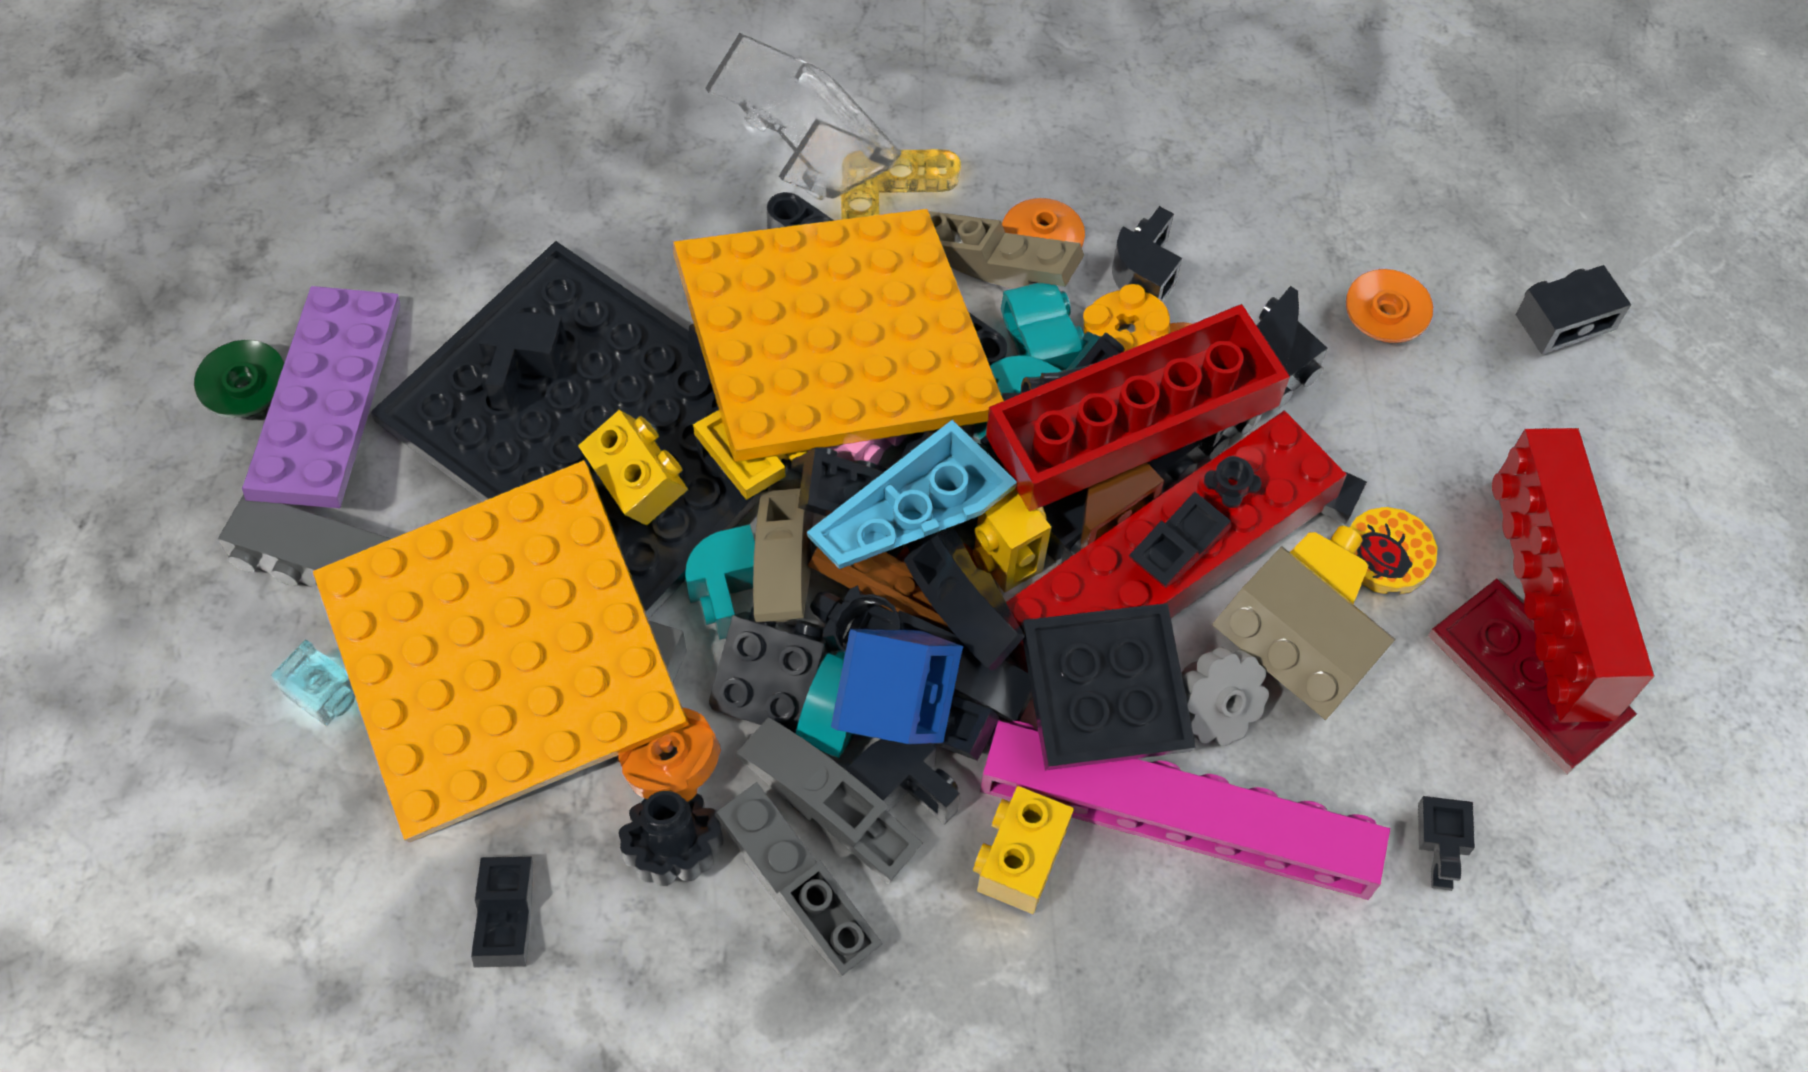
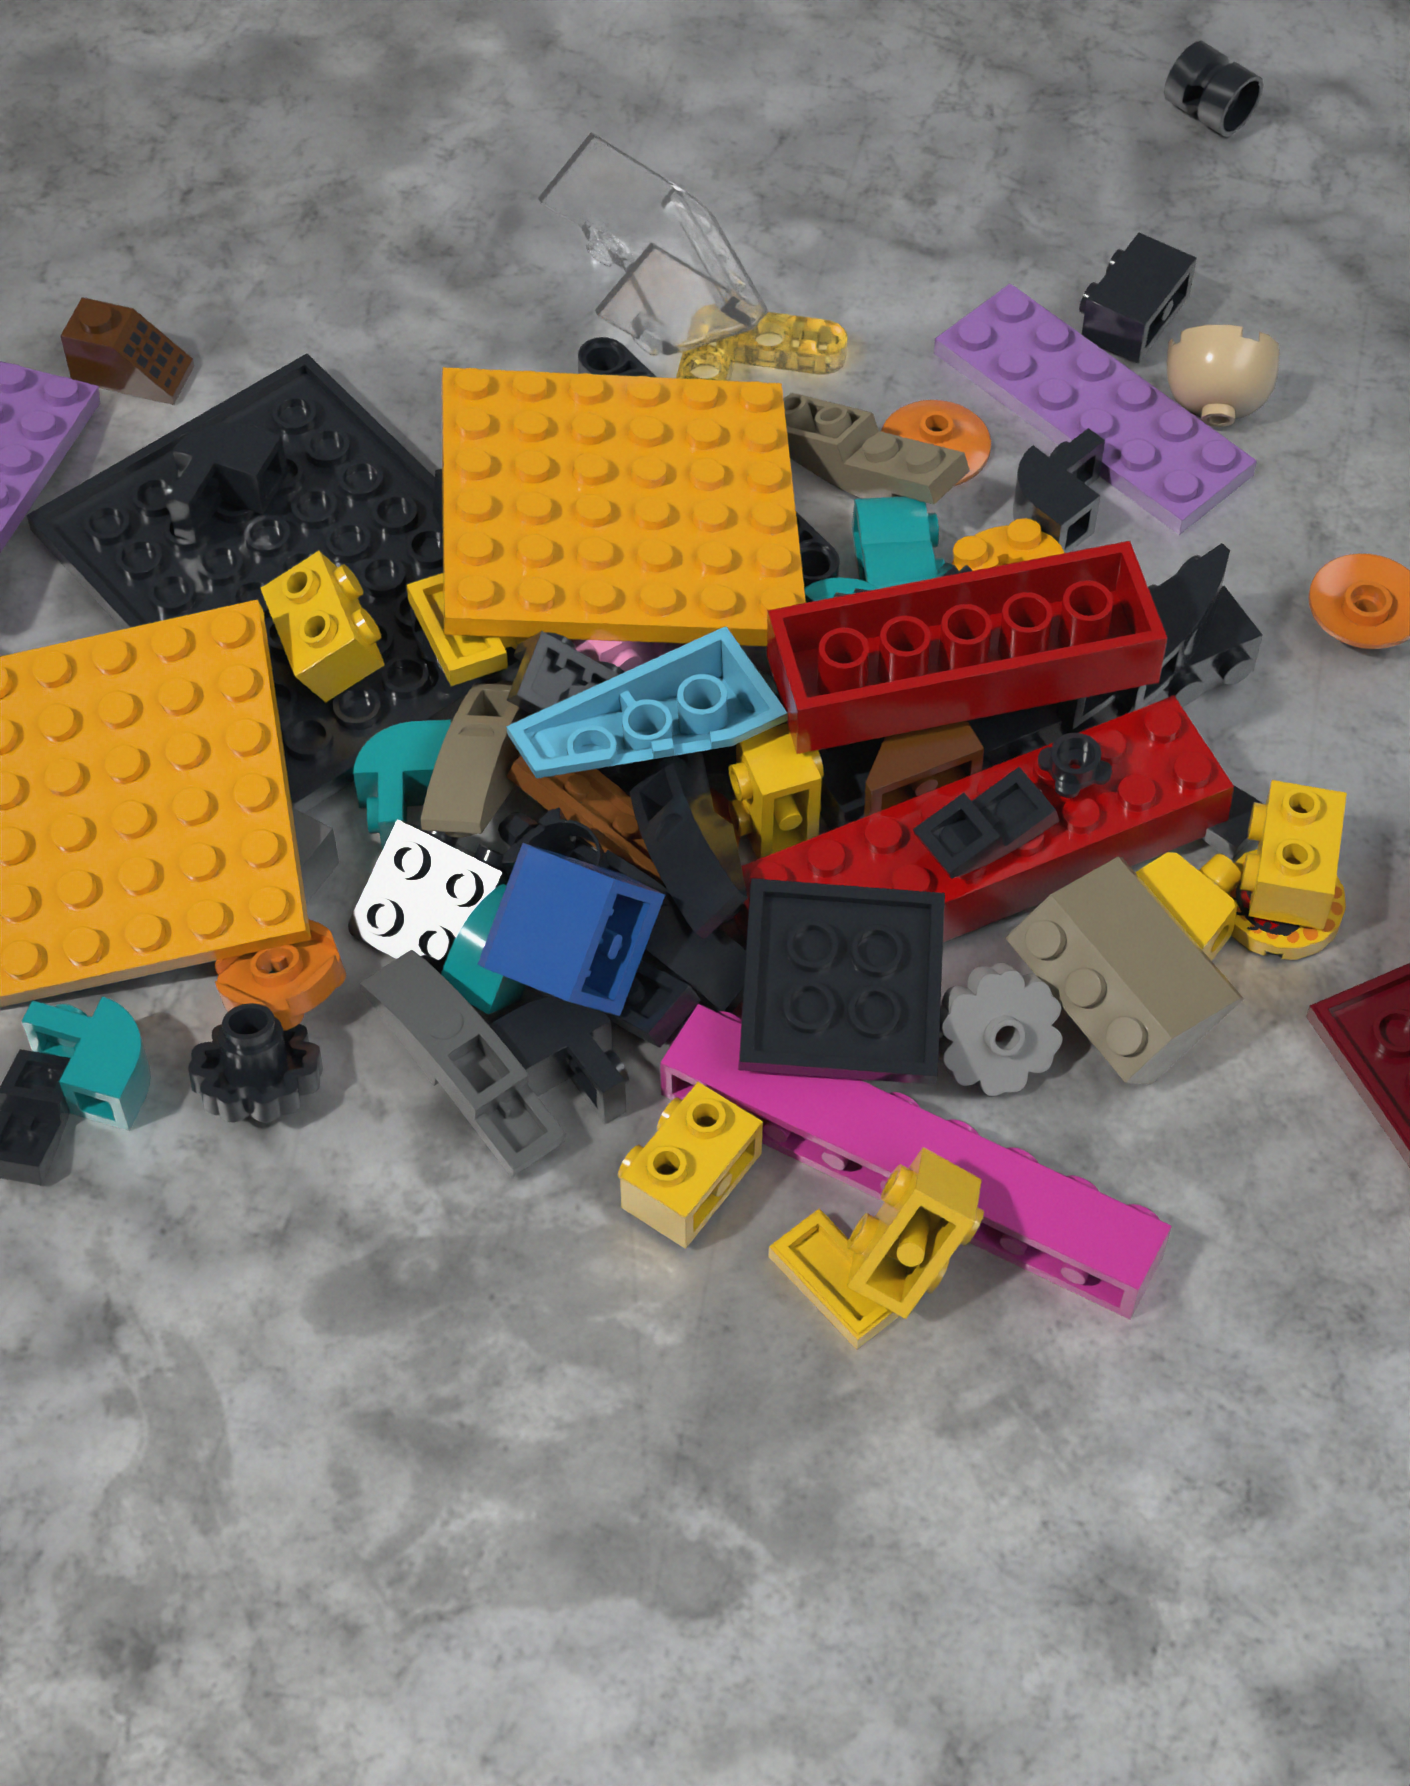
camera: 15 degrees right, 5 degrees down
(411, 263) = (123, 352): none -> reddish brown slope
(556, 853) = (107, 1061): none -> teal brick
(797, 880) = (395, 1145): dark grey slope -> none
(1140, 176) = (1069, 384): none -> medium lavender plate
(1151, 914) = (819, 1265): none -> yellow tile
(1163, 95) = (1137, 297): none -> black brick
(1210, 875) = (914, 1232): none -> yellow brick
(1241, 146) = (1222, 373): none -> tan cylinder
(1399, 517) = (1296, 854): none -> yellow brick
(1449, 831) = (1253, 1252): black plate -> none

